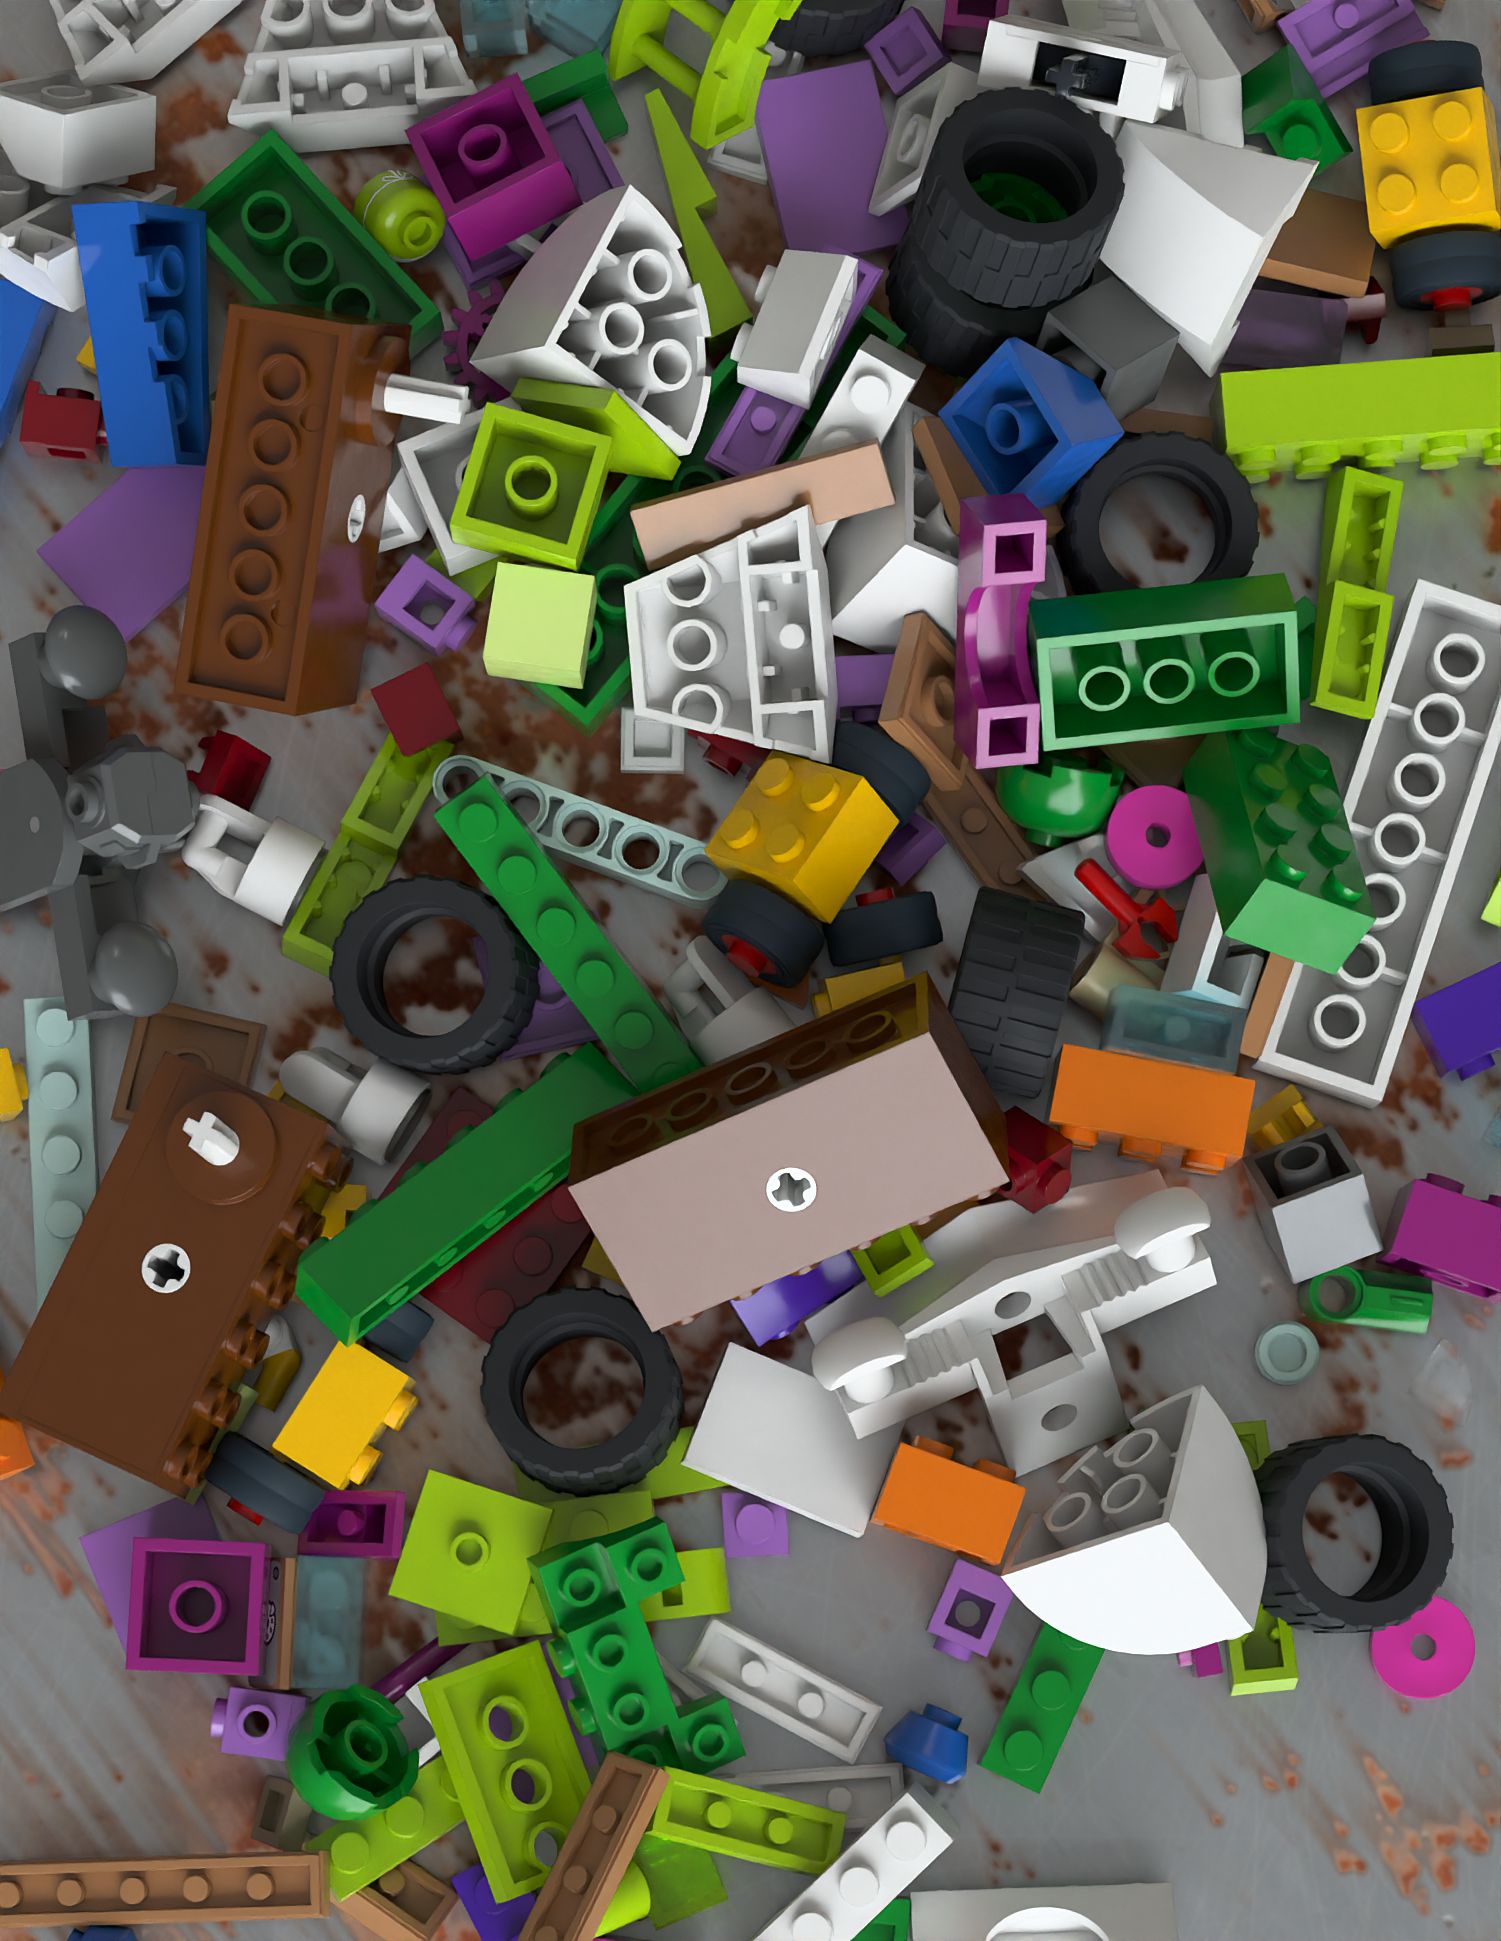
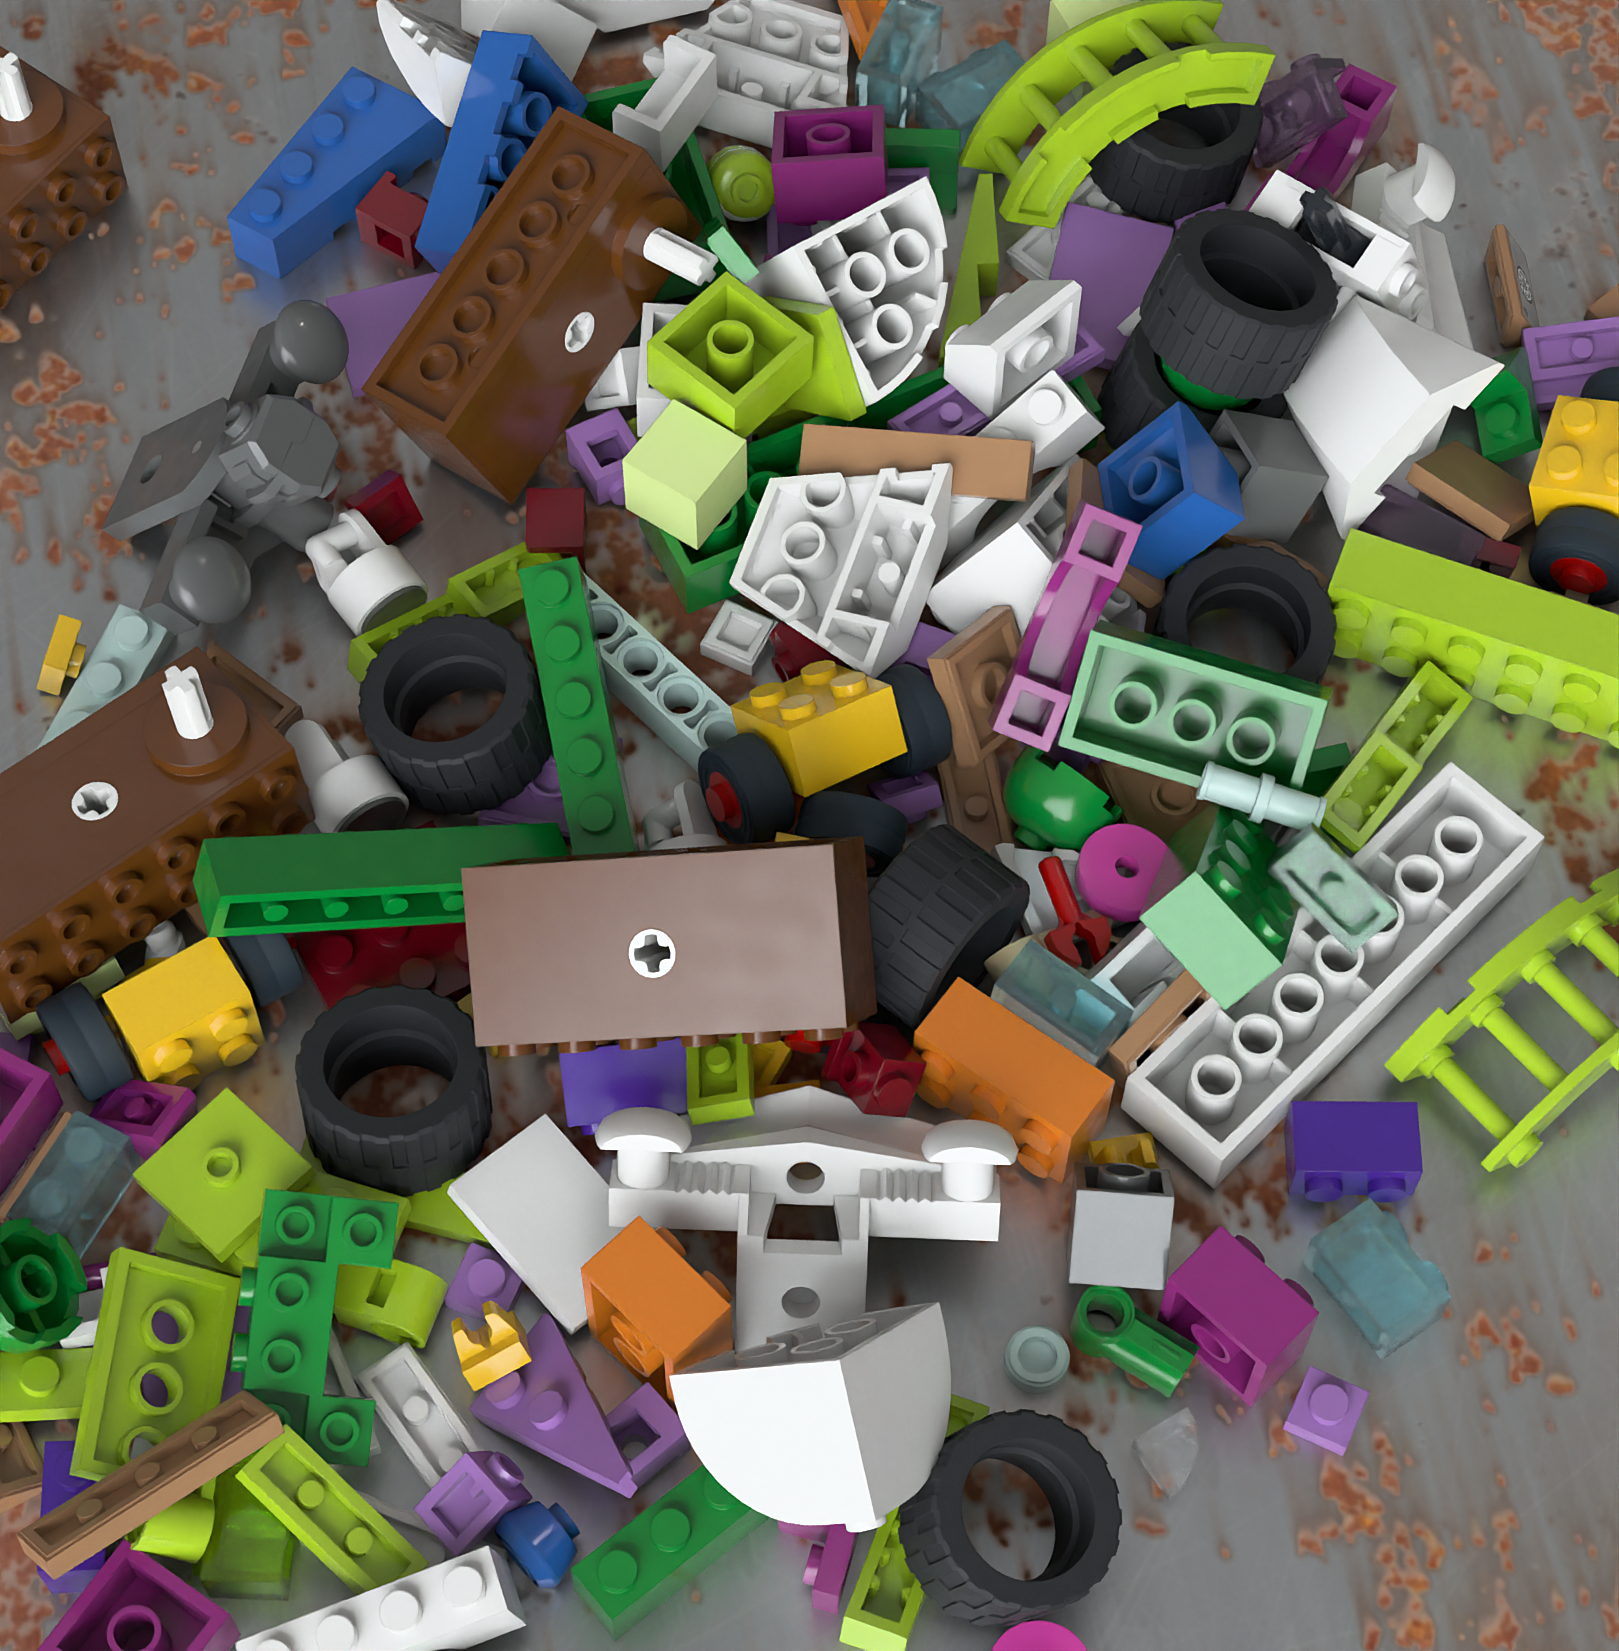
camera: 25 degrees right, 20 degrees down
(295, 185) = (672, 103): none -> white panel
(461, 351) = (729, 250): none -> tile
(797, 1588) = (491, 1349): none -> yellow tile
(857, 1739) = (472, 1499): none -> medium lavender bracket
(870, 1617) = (555, 1411): none -> medium lavender wing
(1267, 727) = (1260, 797): none -> light aqua pin
(1371, 788) = (1331, 887): none -> clear green tile

